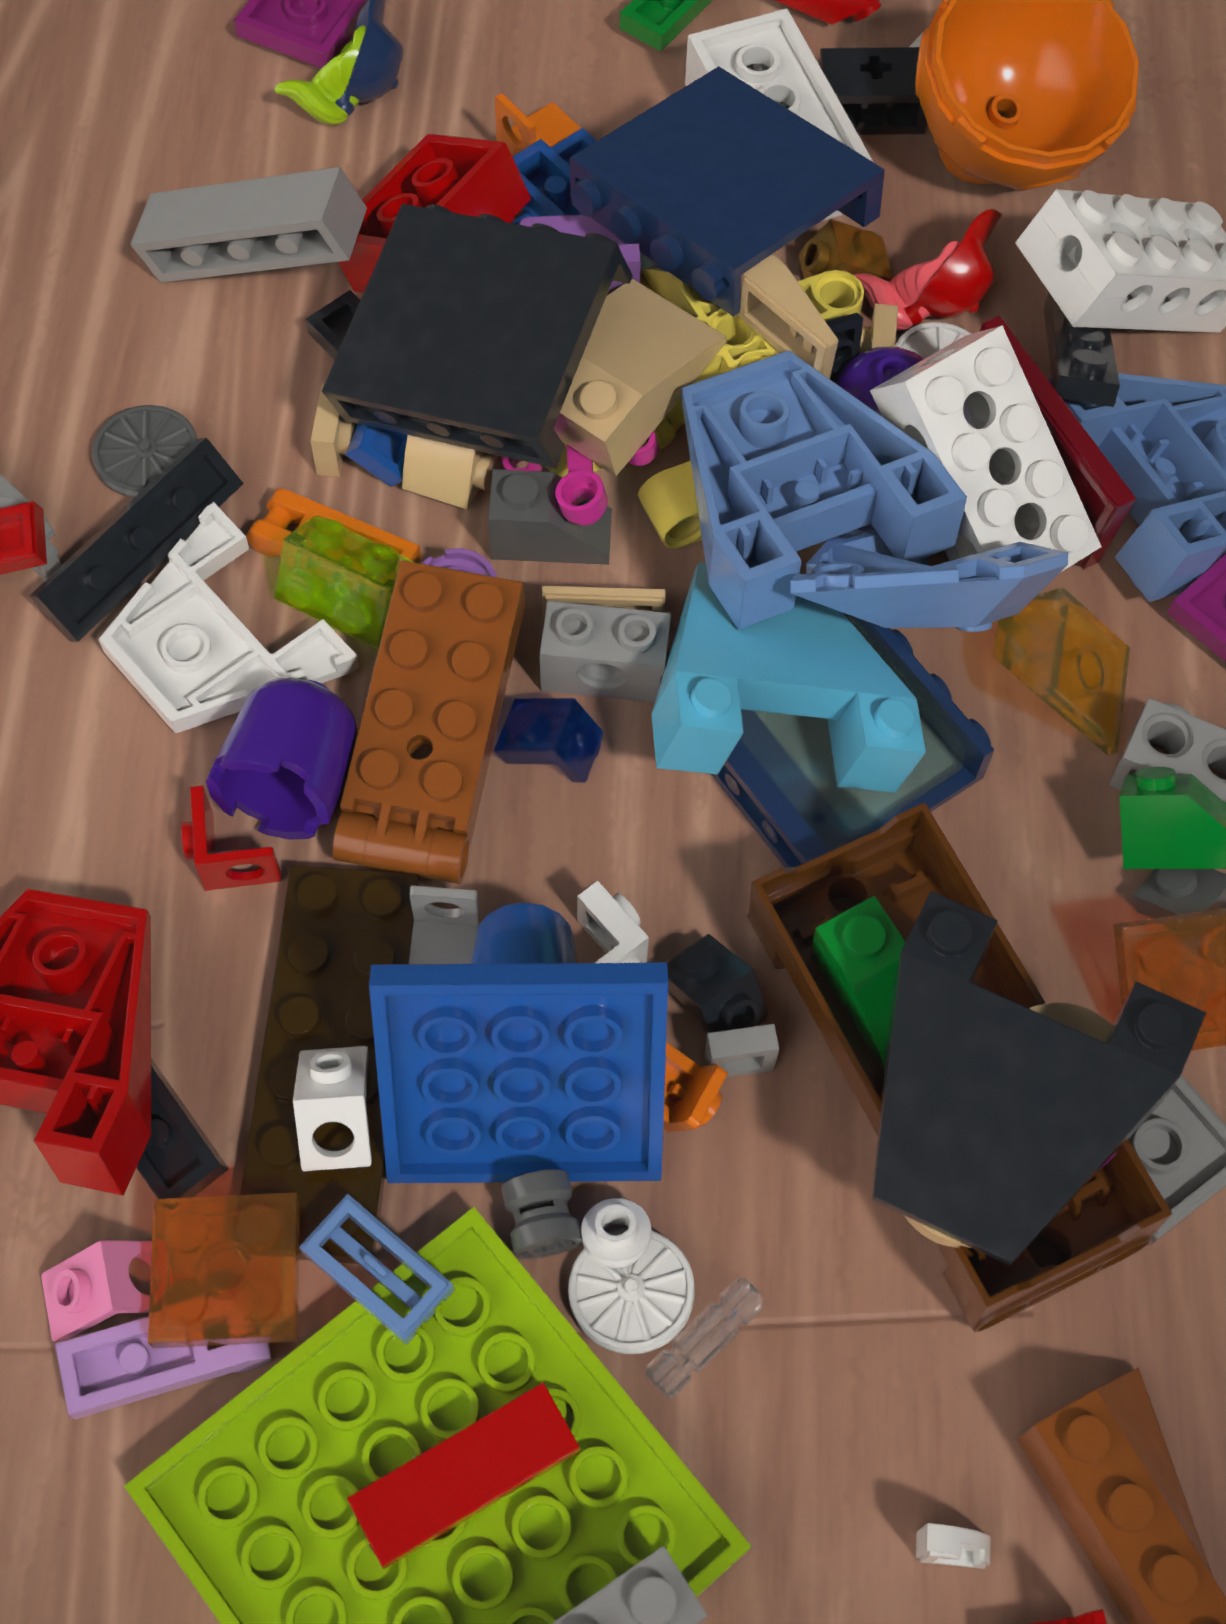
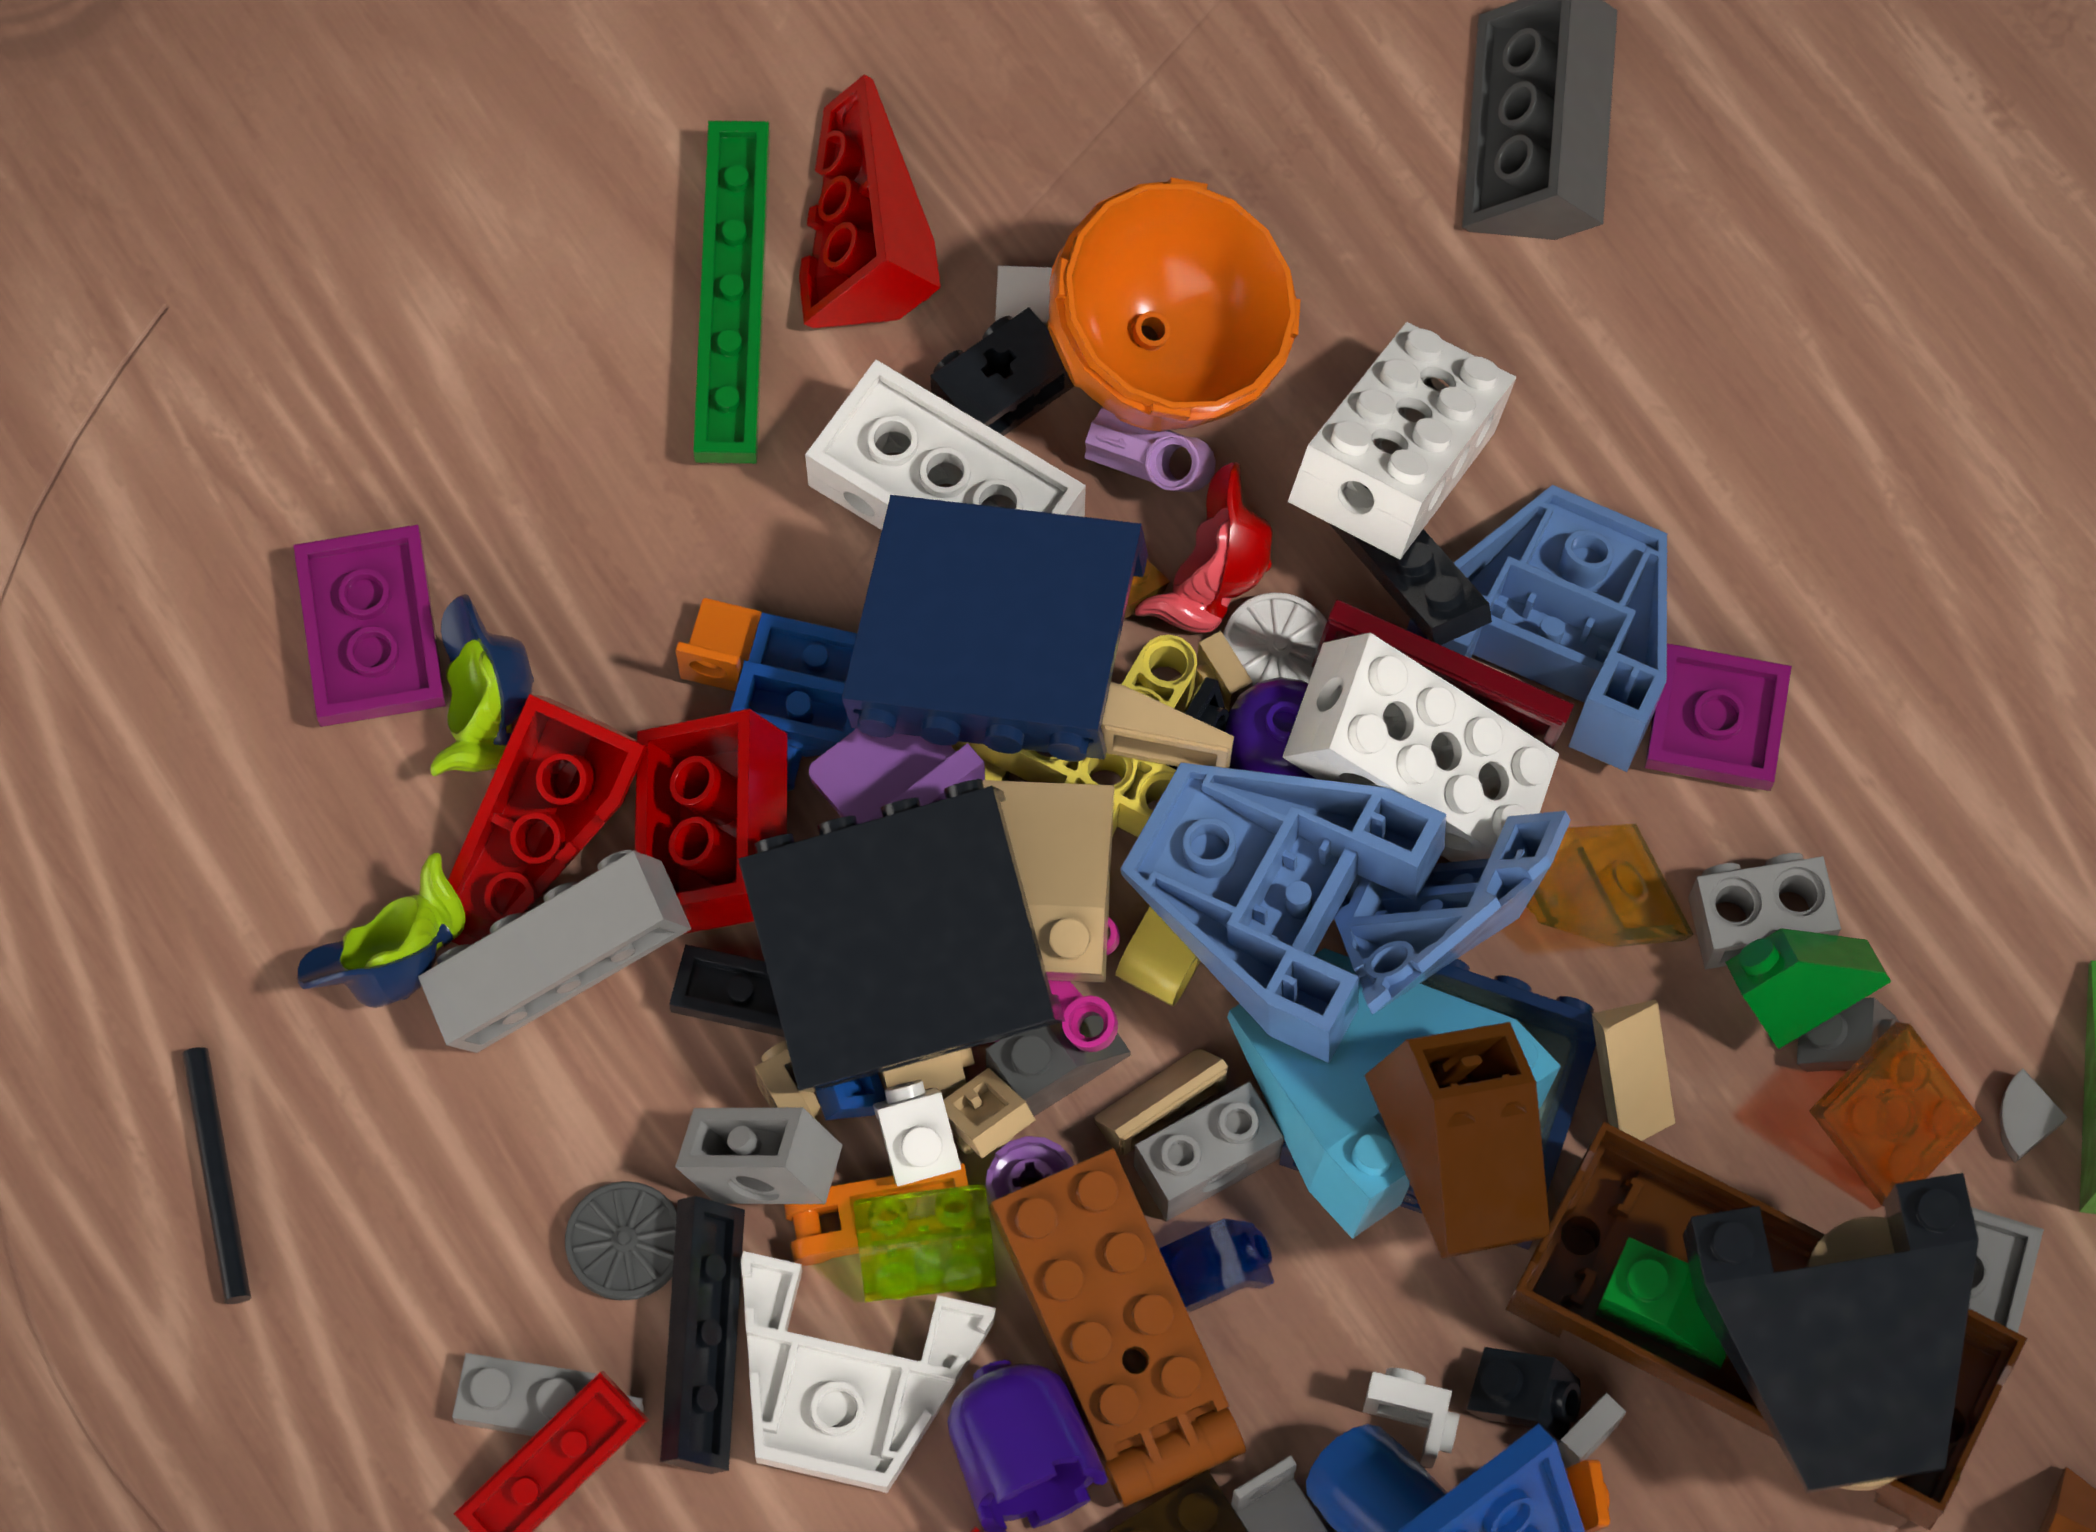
camera: 35 degrees left, 5 degrees up
(137, 174) = (390, 952): none -> hair
(273, 439) = (759, 1155): none -> light grey brick
(347, 127) = (540, 810): none -> red wedge
(397, 496) = (916, 1133): none -> white bracket
(458, 521) = (986, 1114): none -> tan bracket
(798, 730) = (1467, 1136): none -> reddish brown slope
(941, 186) = (1147, 453): none -> lavender piece
(991, 805) = (1634, 1069): none -> tan slope

